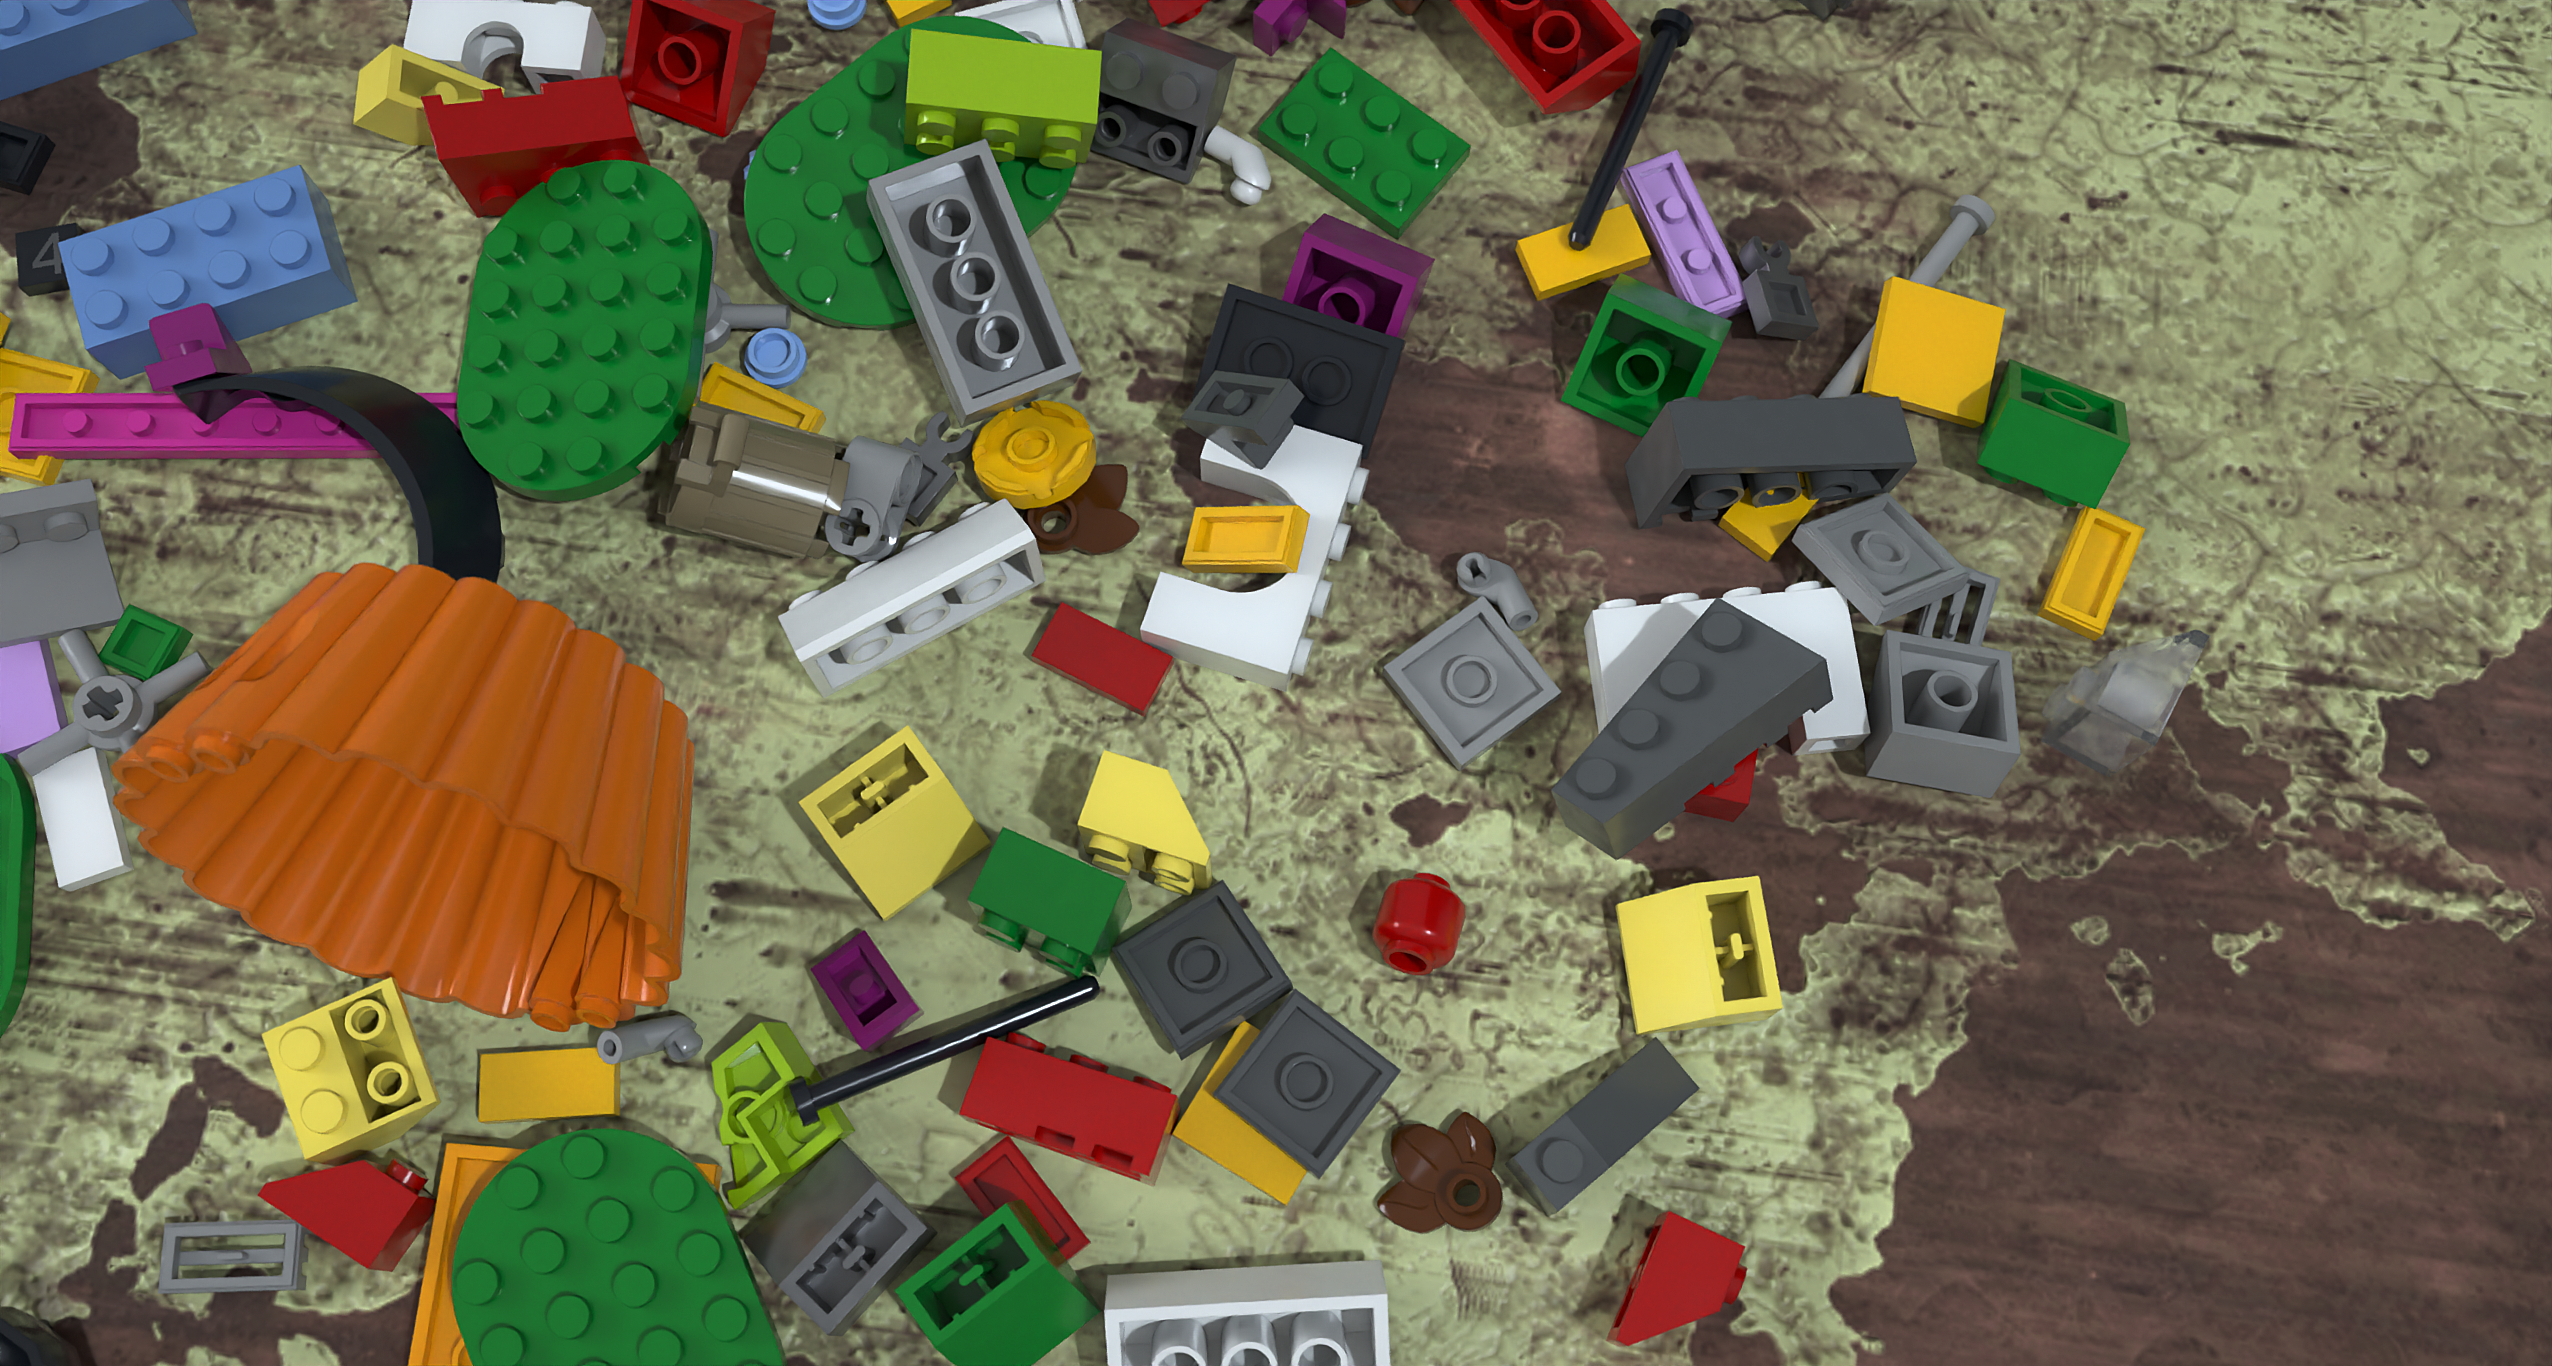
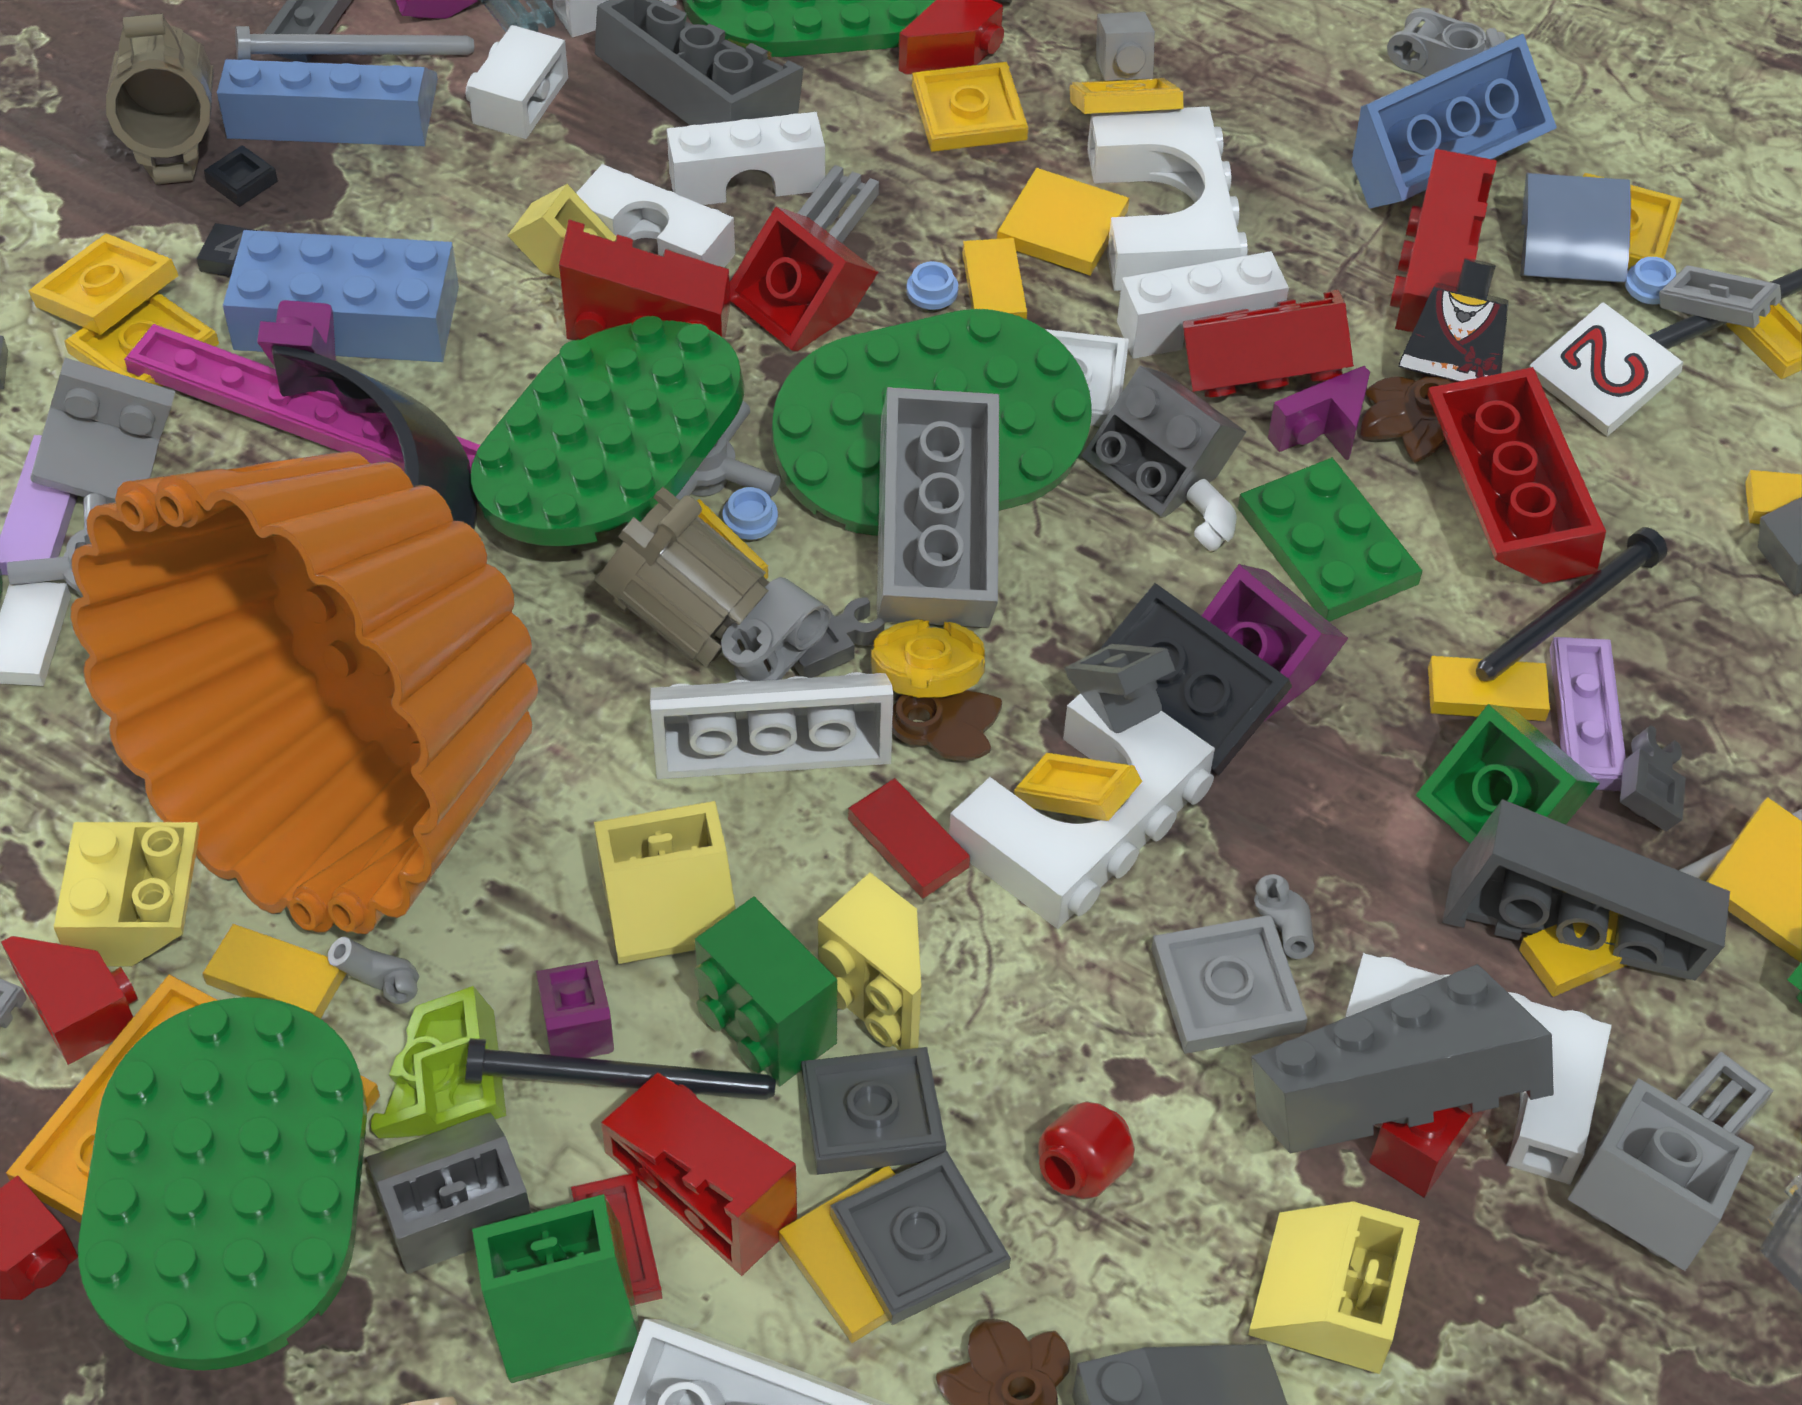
camera: 25 degrees right, 20 degrees down
(1010, 92) = (1045, 377): lime brick -> none
(1880, 558) = (1659, 1020): light grey tile -> none

